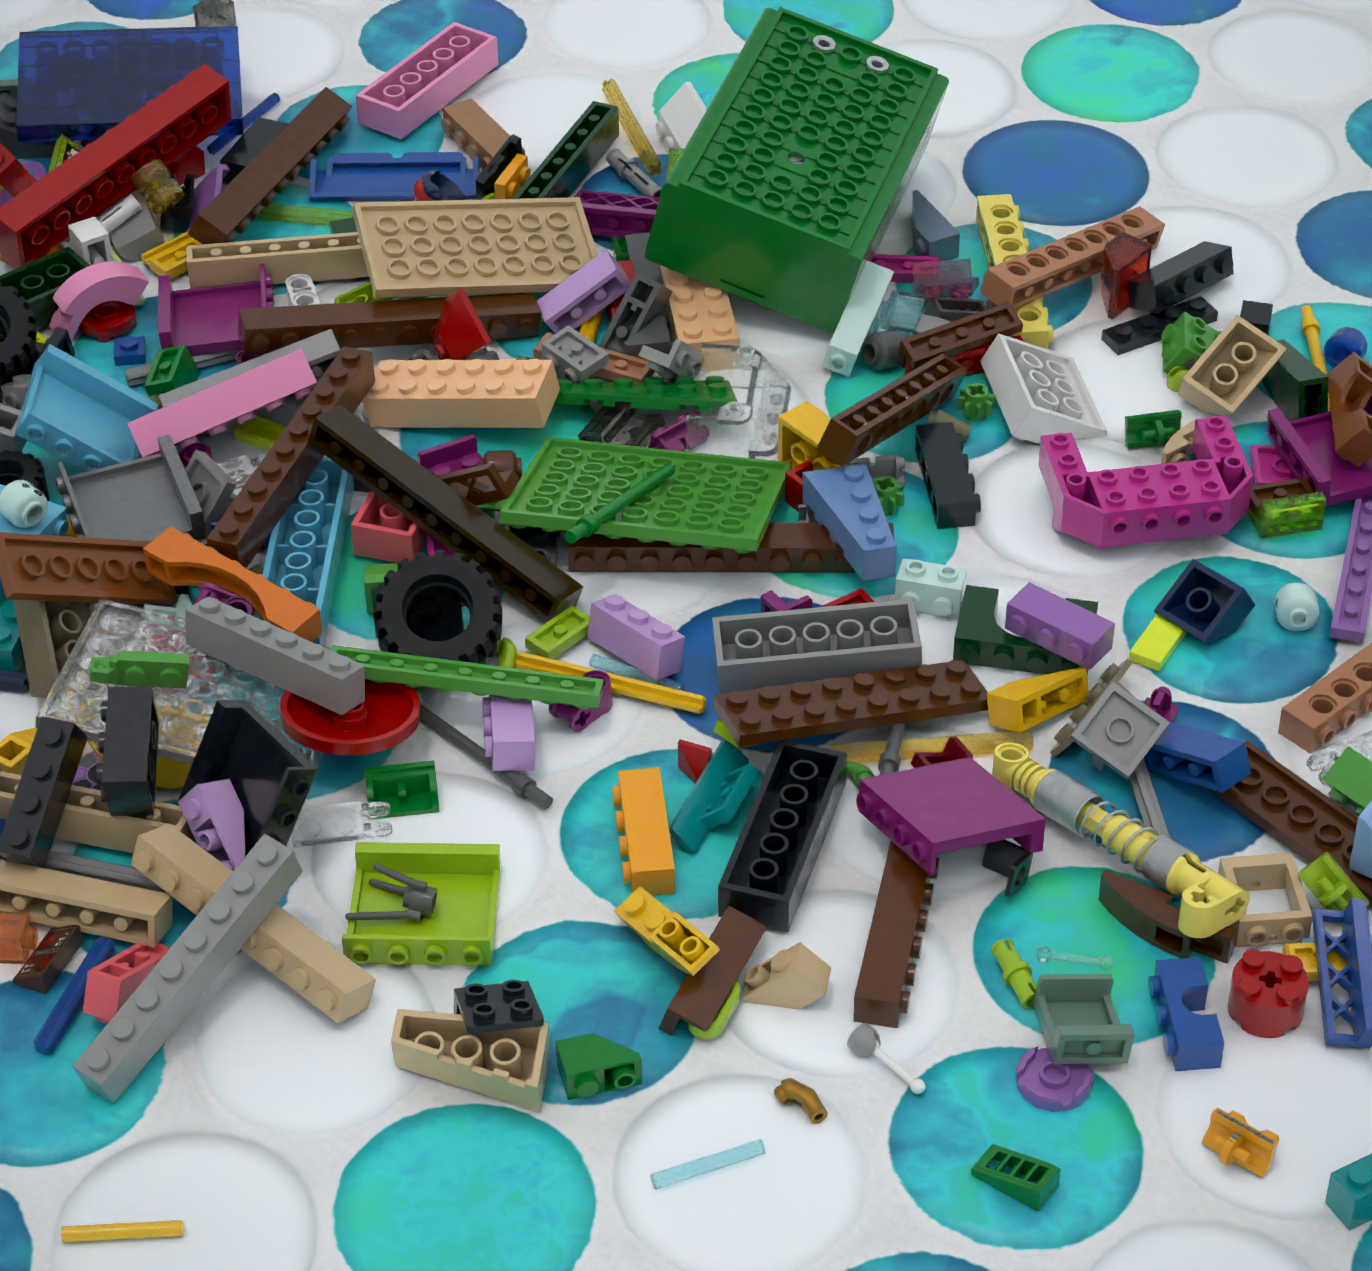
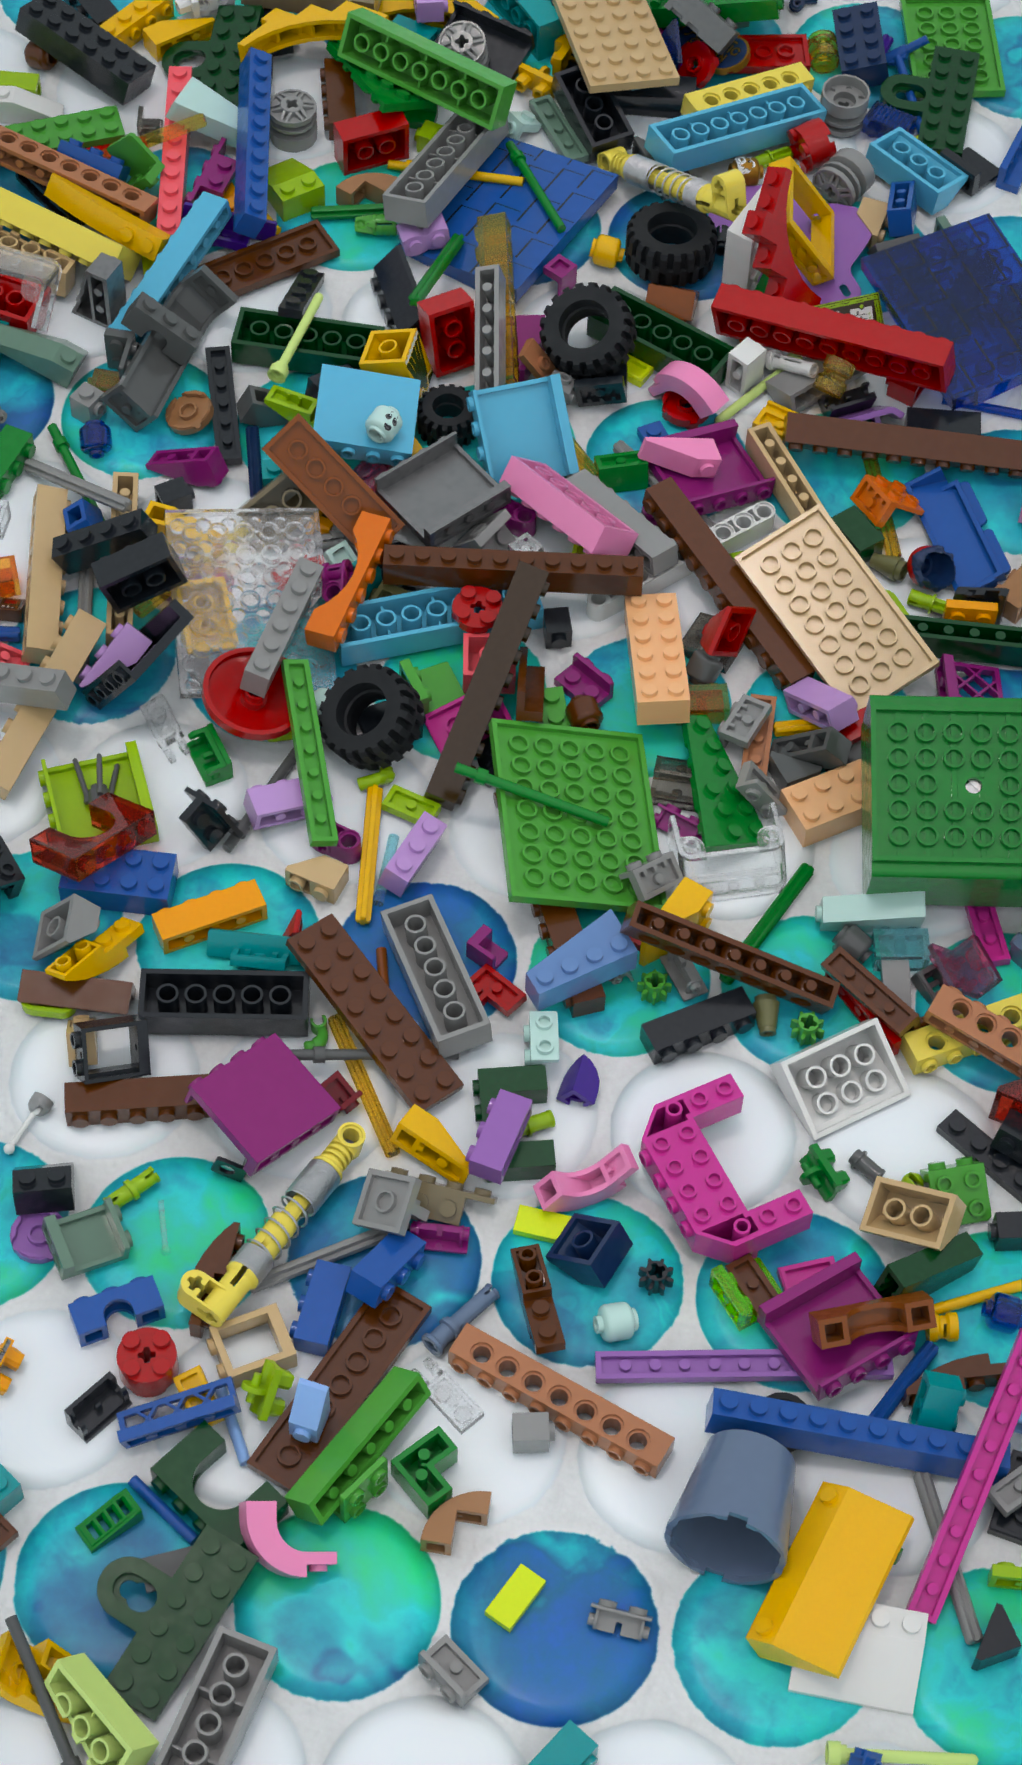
camera: 70 degrees right, 15 degrees up
(141, 669) = (234, 551): bright green hinge -> none
(194, 314) = (683, 455): none -> bright pink slope
(321, 206) = (880, 498): none -> orange bracket
(339, 498) = (474, 597): none -> red plate
(511, 785) = (208, 819): none -> black bracket
(534, 906) = (77, 858): none -> clear red arch
(556, 904) = (131, 884): none -> blue brick
(625, 953) = (65, 925): none -> light grey slope
(633, 724) = (318, 877): none -> tan slope
(746, 451) = (654, 875): none -> light grey bracket
(820, 398) = (776, 910): none -> green axle
(828, 939) = (138, 1049): none -> black window
(988, 574) = (580, 1083): none -> dark purple brick
(992, 1047) = (43, 1188): none -> black slope
(1120, 582) = (588, 1186): none -> bright pink arch
(1151, 401) = (865, 1165): none -> dark grey pin
(1179, 445) = (818, 1202): tan slope -> none
(1223, 827) = (320, 1308): none -> blue brick
(1245, 661) = (537, 1299): none -> reddish brown slope
(1248, 567) = (655, 1277): none -> black gear
(1273, 733) = (452, 1326): none -> sand blue pin
(1315, 1058) = (97, 1407): none -> black hinge

